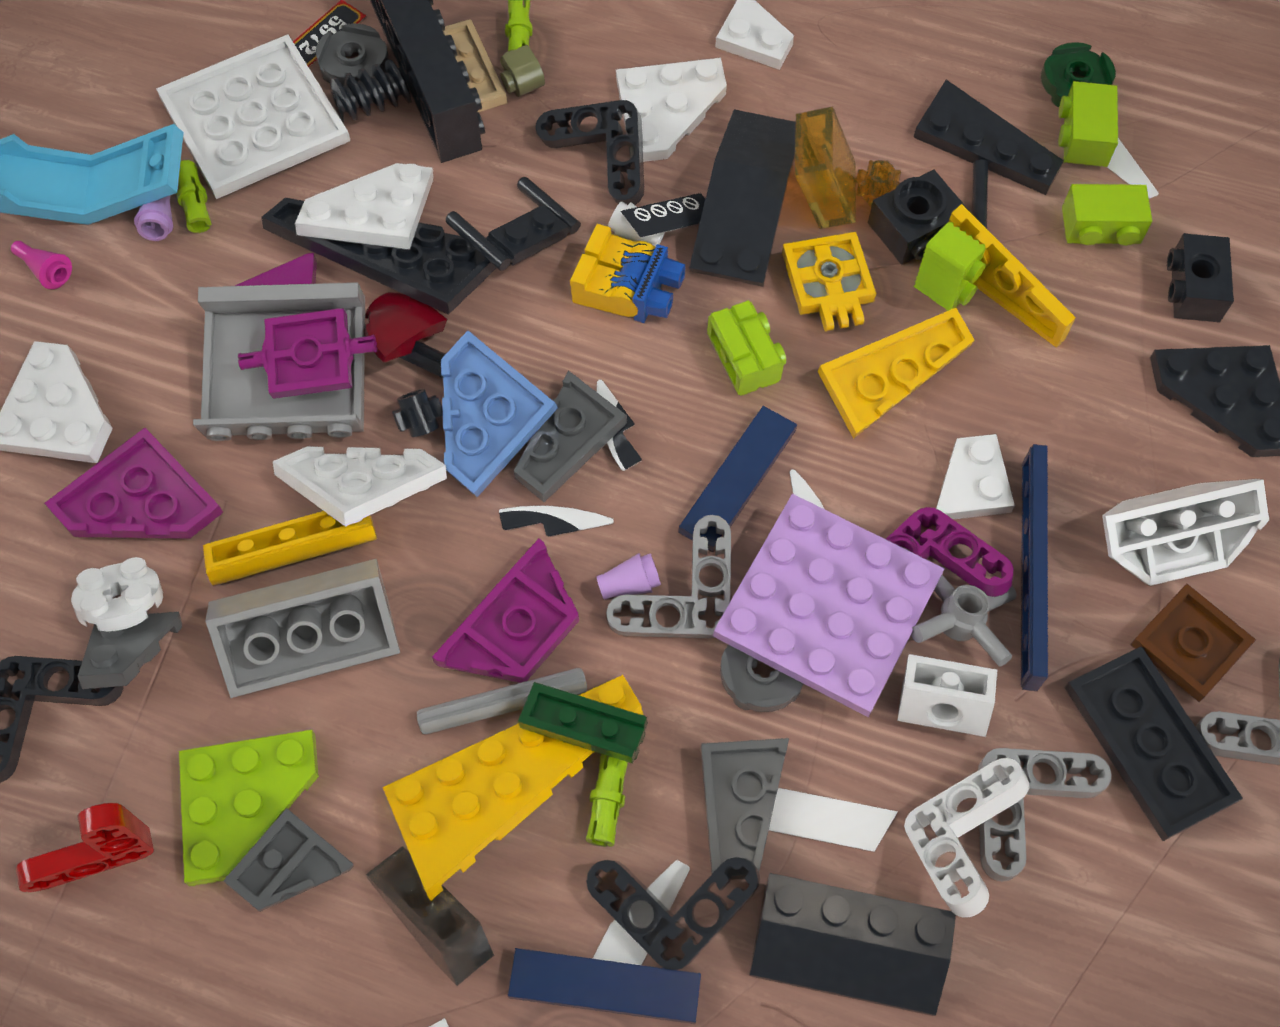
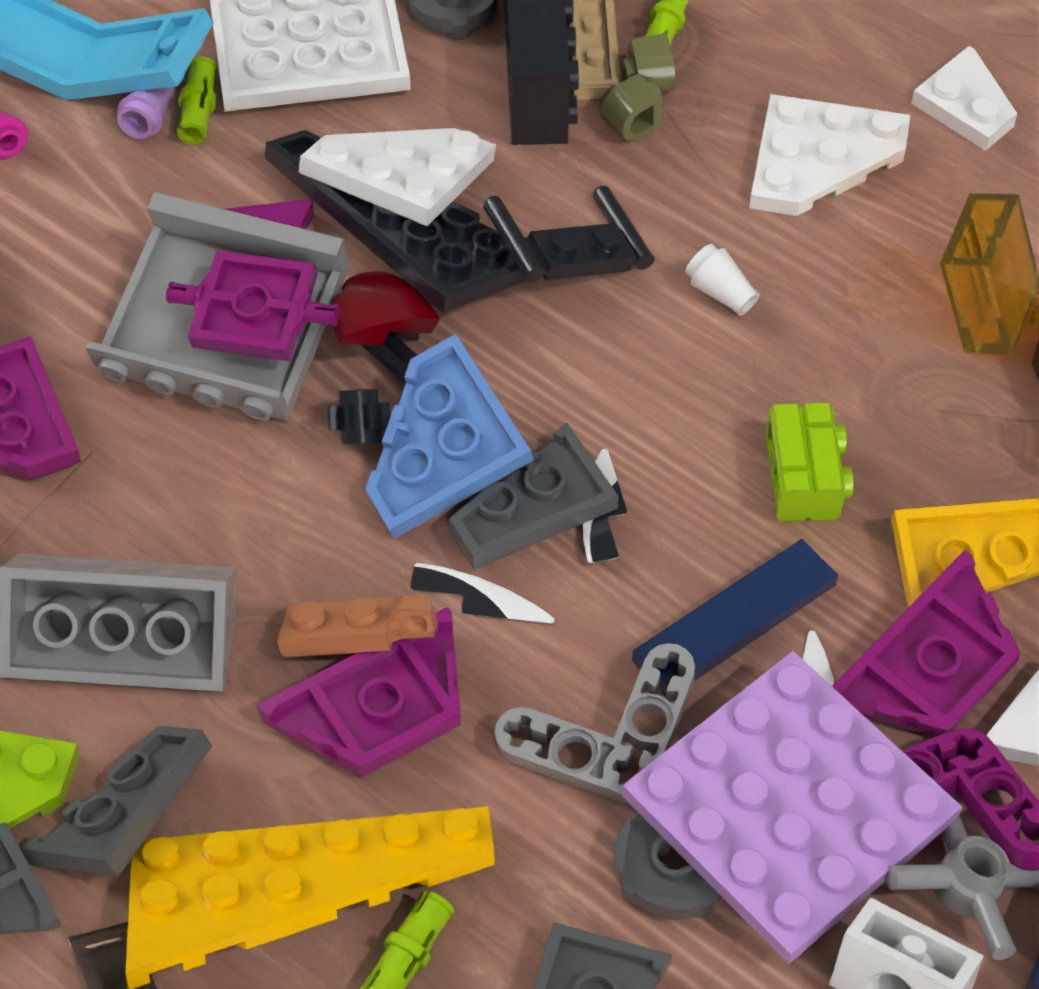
camera: 20 degrees right, 10 degrees down
(282, 545) = (143, 518): yellow brick -> none
(359, 481) = (256, 474): white plate -> none
(366, 775) = (113, 823): none -> dark grey wing
(369, 90) = (455, 38): black piece -> none
(478, 574) = (354, 625): none -> nougat hinge
(494, 702) = (323, 788): light grey axle -> none
(521, 108) = (633, 107): none -> olive plate
(583, 722) = (410, 841): dark green hinge -> none
(606, 130) = (728, 159): black beam -> none
(625, 276) = (683, 334): hips -> none
(631, 577) = (549, 690): lavender cone -> none
(665, 215) = (770, 278): black sticker -> none
(745, 198) = (869, 287): black windscreen -> none
(830, 278) = (952, 411): yellow piece -> none
(883, 464) = (934, 657): none -> magenta wing

